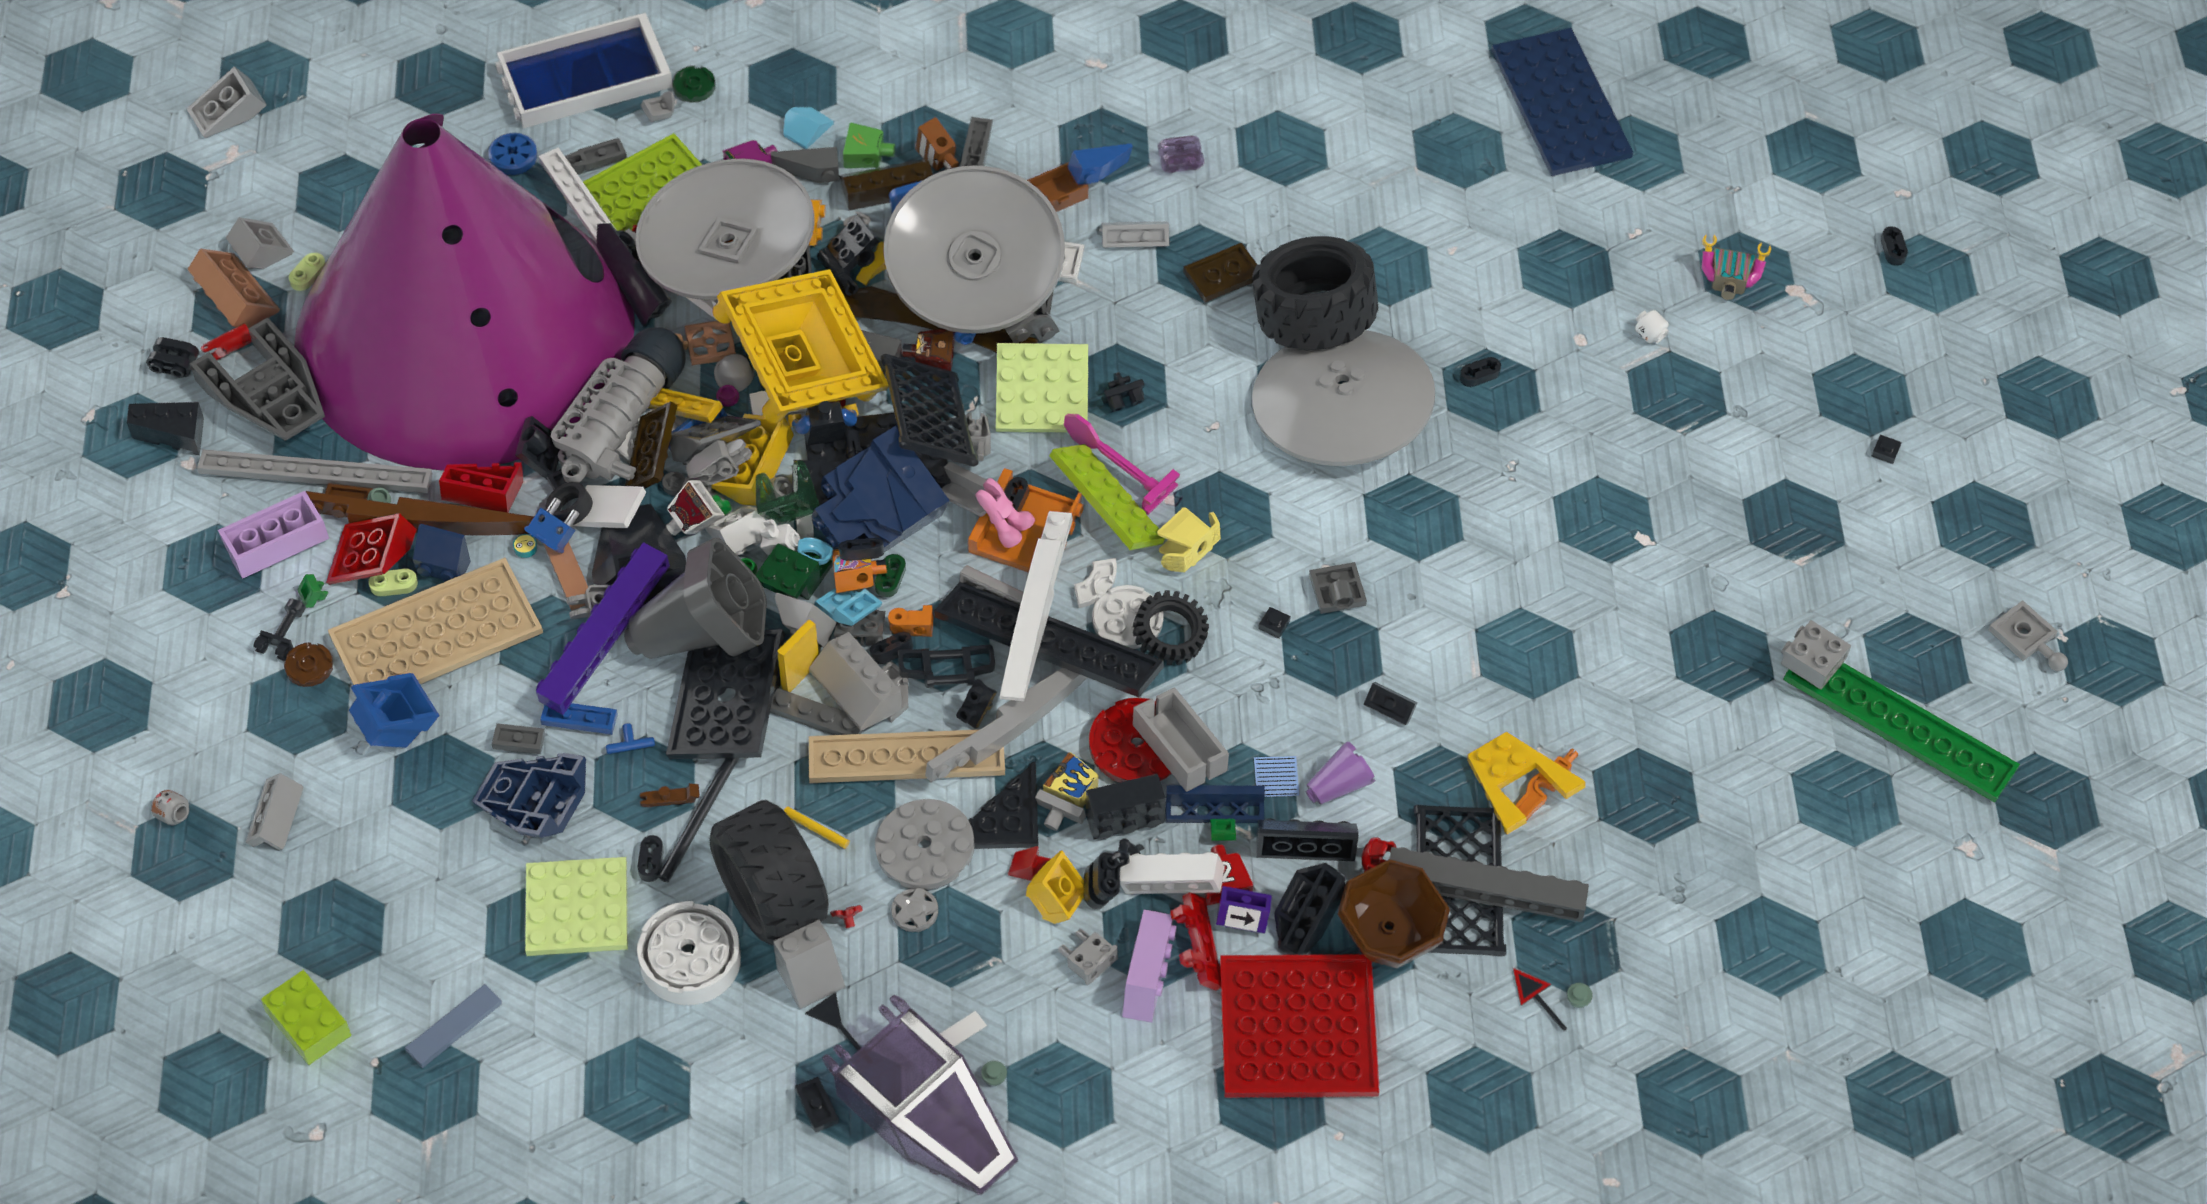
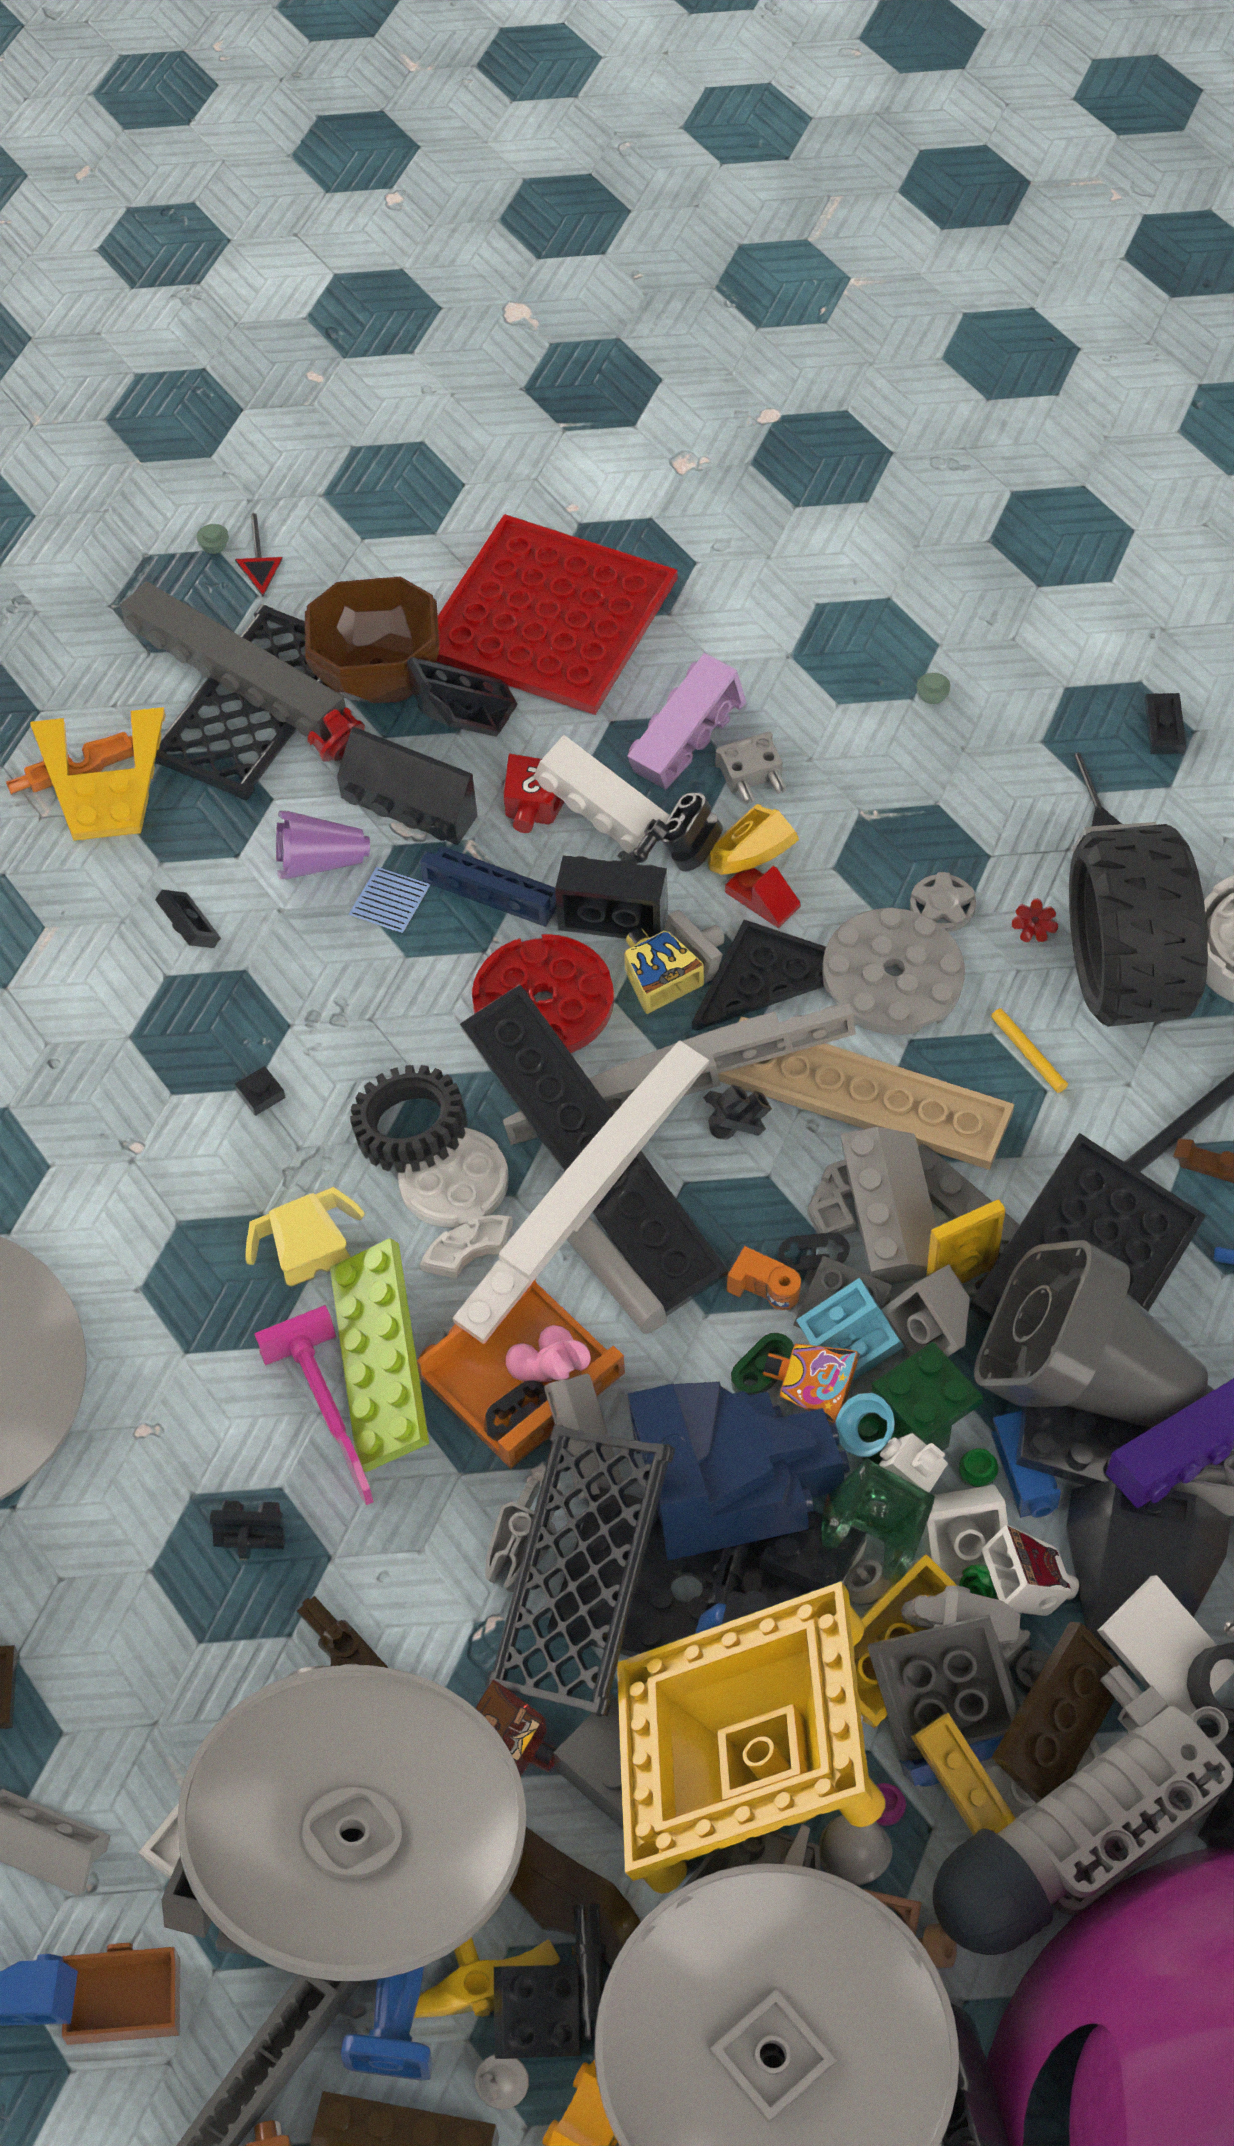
camera: 150 degrees left, 0 degrees up
(861, 549) = (793, 1395): black beam -> none
(924, 1101) = (1036, 669): clear purple windscreen -> none
(964, 653) = (719, 1180): black bar -> none
(964, 1029) = (947, 753): white sticker -> none
(1040, 386) = (369, 1582): yellowish green plate -> none
(1180, 739) = (494, 931): light grey piece -> none
(1204, 955) = (605, 739): red hinge -> none
(1223, 829) = (500, 849): green tile -> none
(1244, 909) = (530, 732): dark purple brick -> none
(1337, 587) = (145, 1097): dark grey plate -> none

